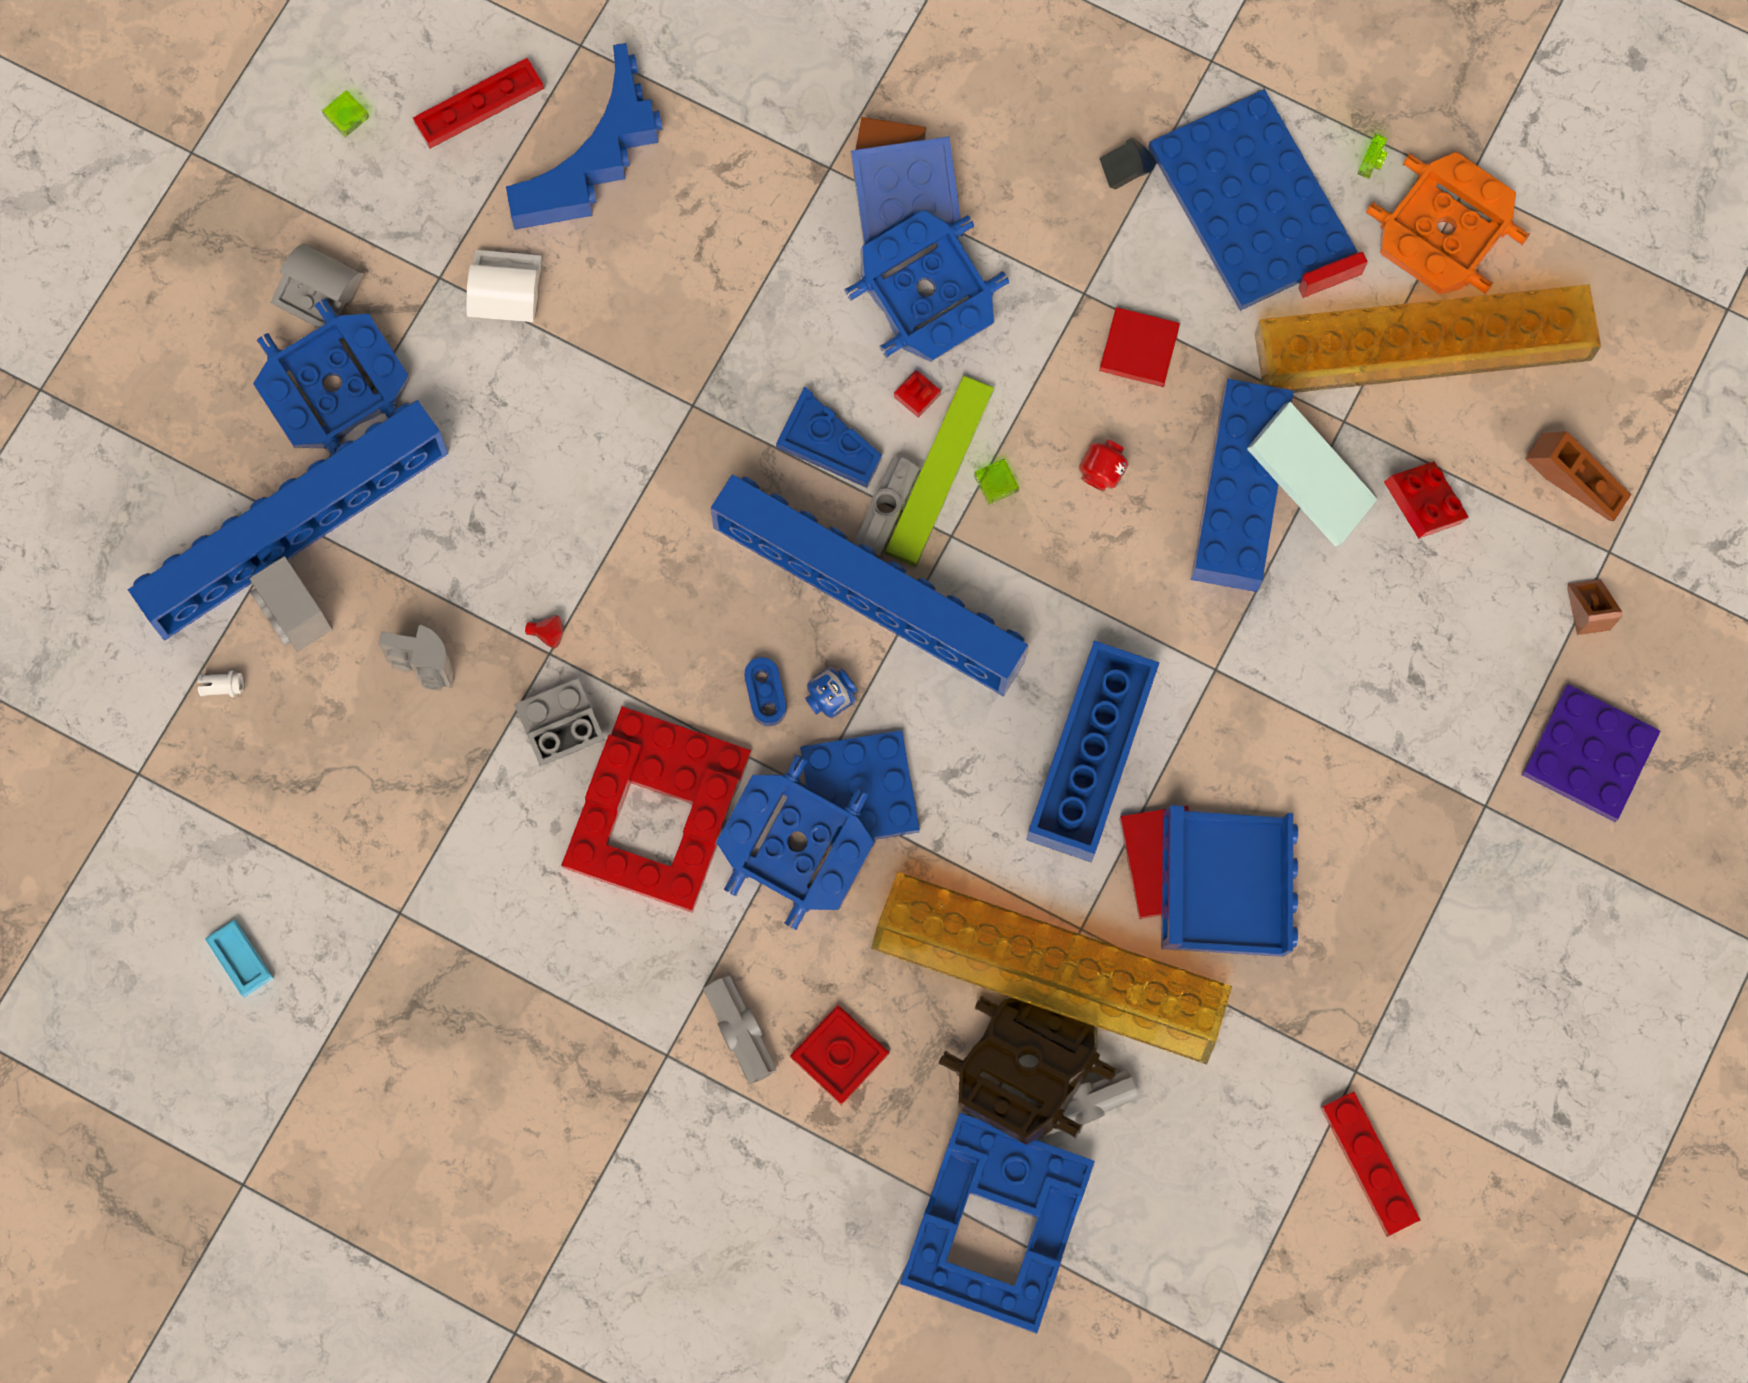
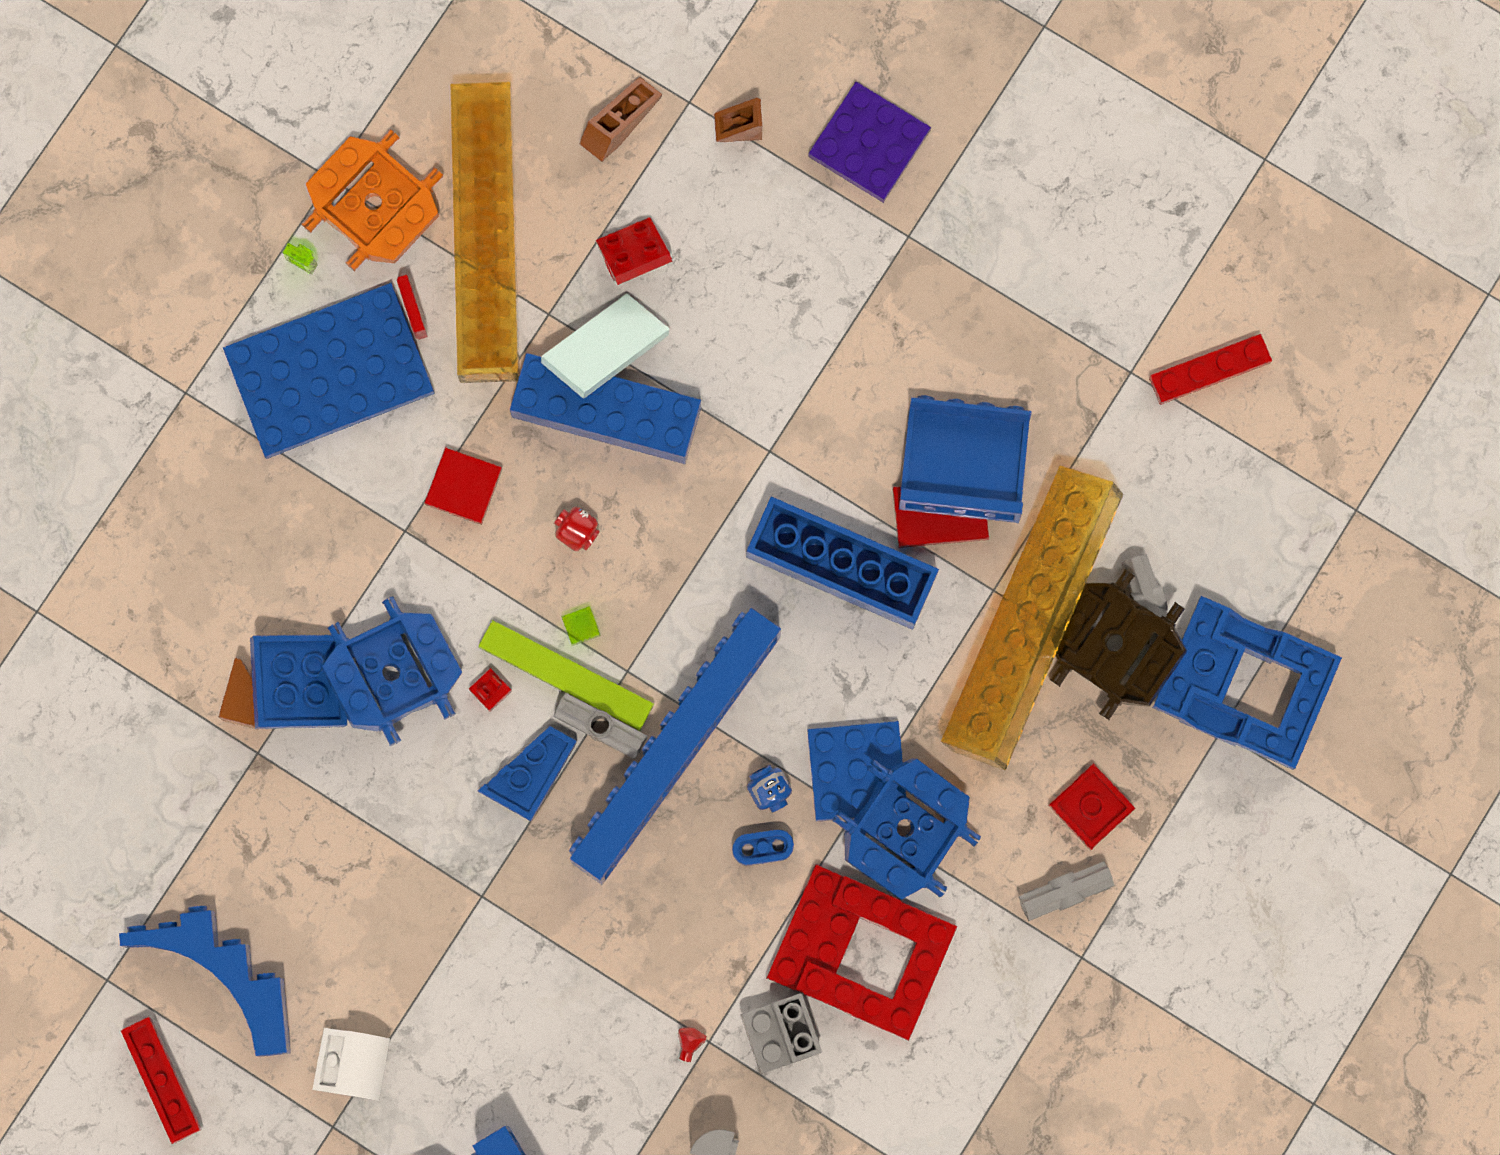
camera: 85 degrees left, 5 degrees up
(1127, 163) = (285, 478): pearl dark grey tile -> none

